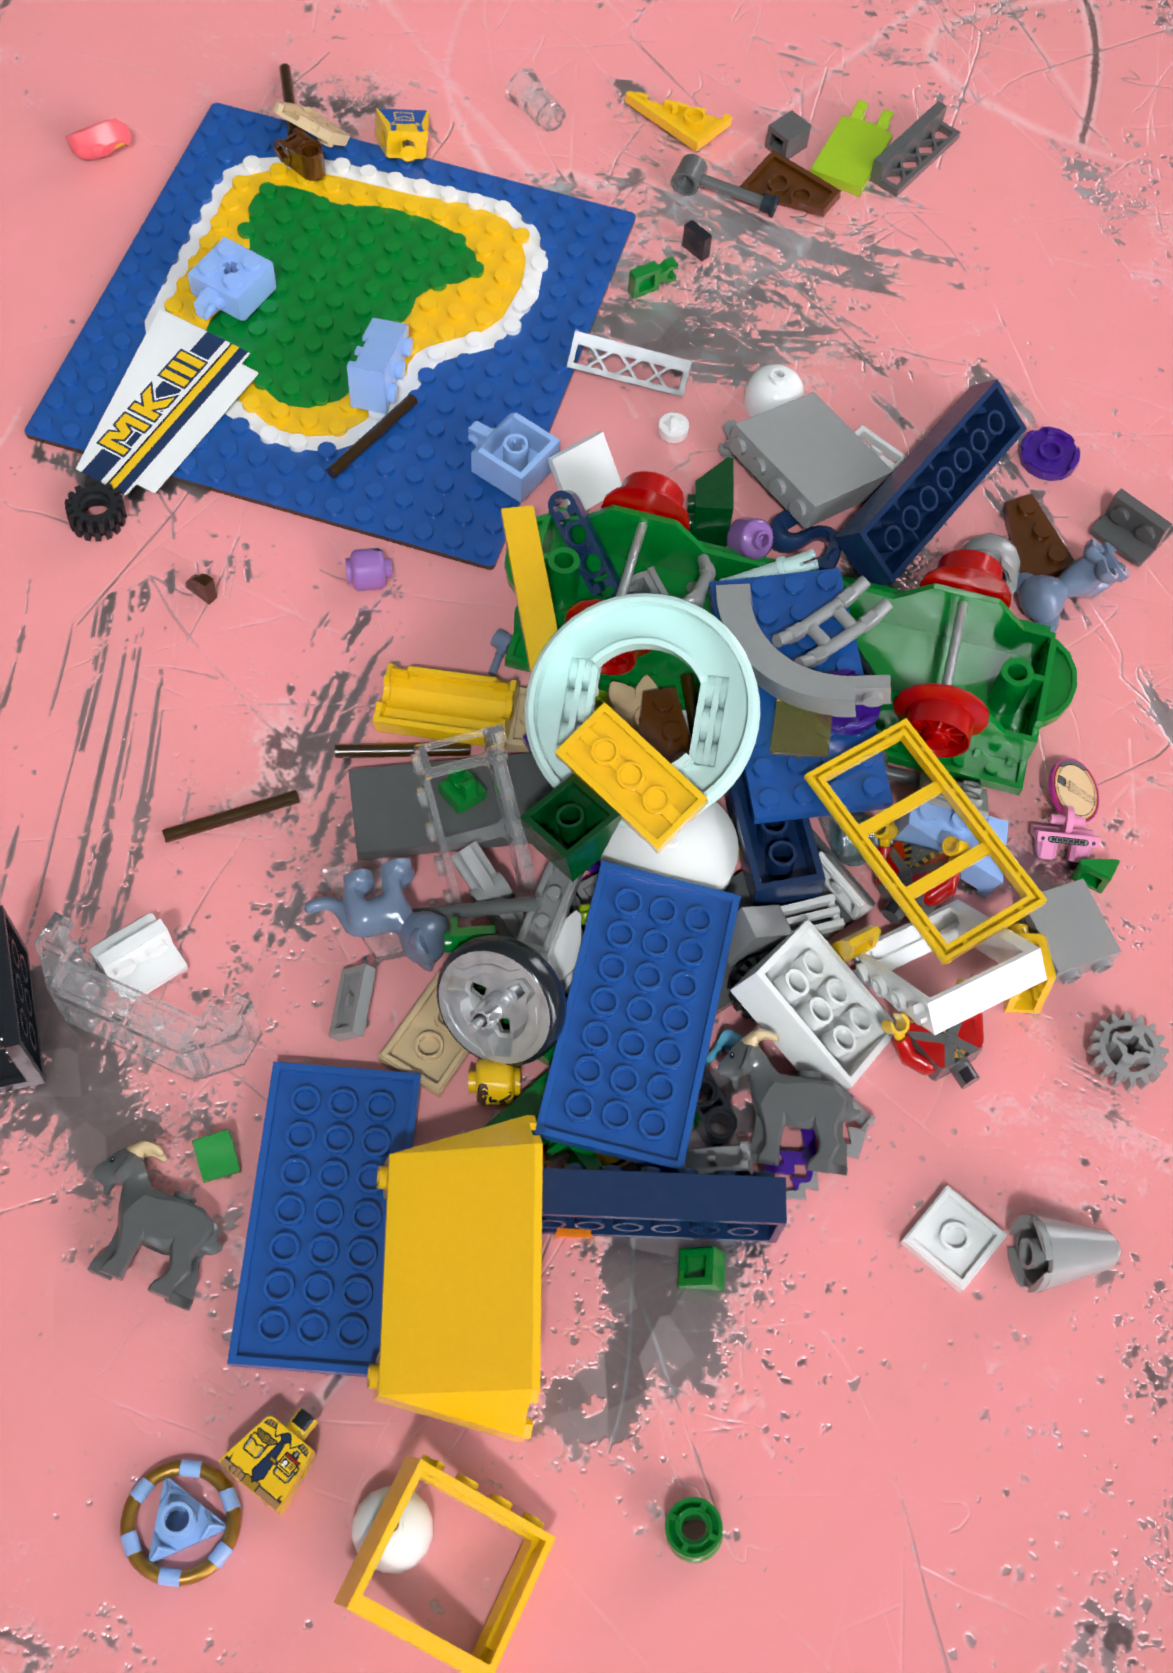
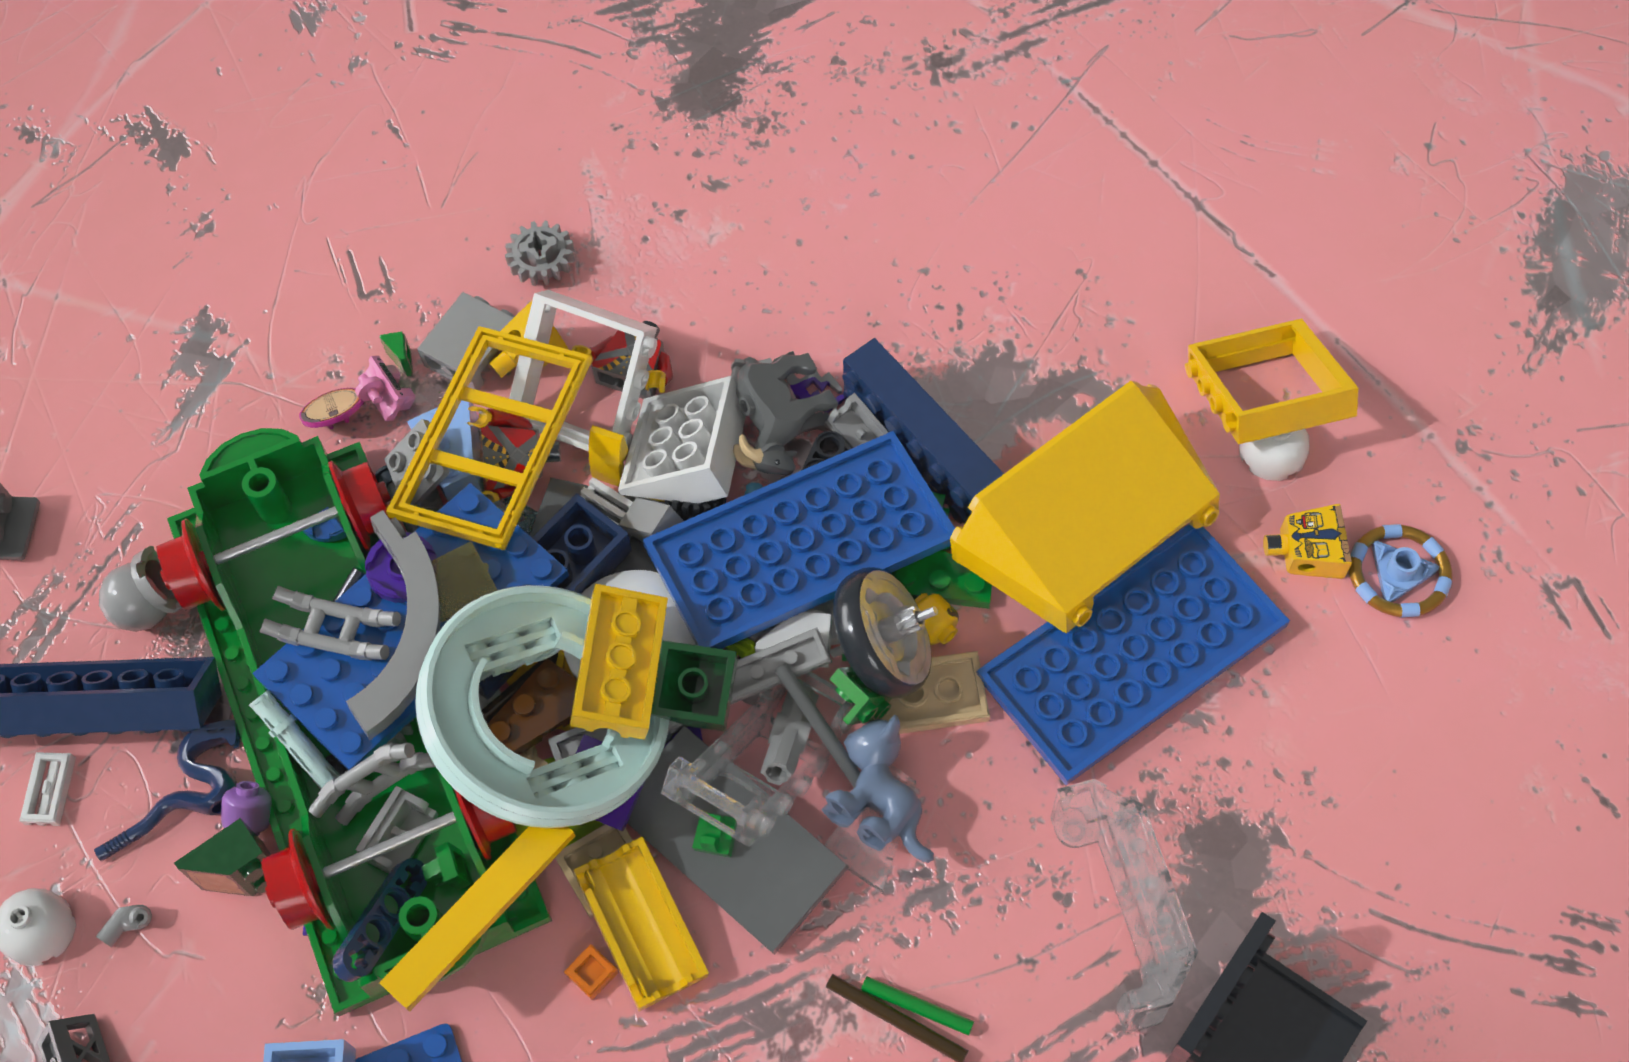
camera: 120 degrees left, 0 degrees up
(140, 955) = (1084, 968): white bracket -> none
(156, 1221) = (1256, 757): dark grey animal -> none
(216, 1156) = (1168, 763): green slope -> none
(225, 835) = (917, 1005): none -> green bar
(352, 1002) = (967, 768): light grey plate -> none
(397, 750) = (714, 937): dark brown bar -> none
(447, 659) = (591, 971): none -> orange tile
(501, 641) = (529, 938): sand blue hand -> none
(586, 470) = (276, 1010): white tile -> none
(673, 427) = (144, 991): white tile -> none
(694, 1550) = (1107, 272): green wheel -> none
(701, 1268) = (943, 394): green slope -> none
(808, 459) = (108, 825): light grey brick -> none
(844, 888) = (561, 491): white slope -> none
(953, 1239) = (774, 274): white tile -> none
(1035, 538) = (63, 595): reddish brown wing -> none
(1044, 596) = (94, 516): sand blue animal -> none
(1058, 1252) = (736, 204): light grey cone -> none

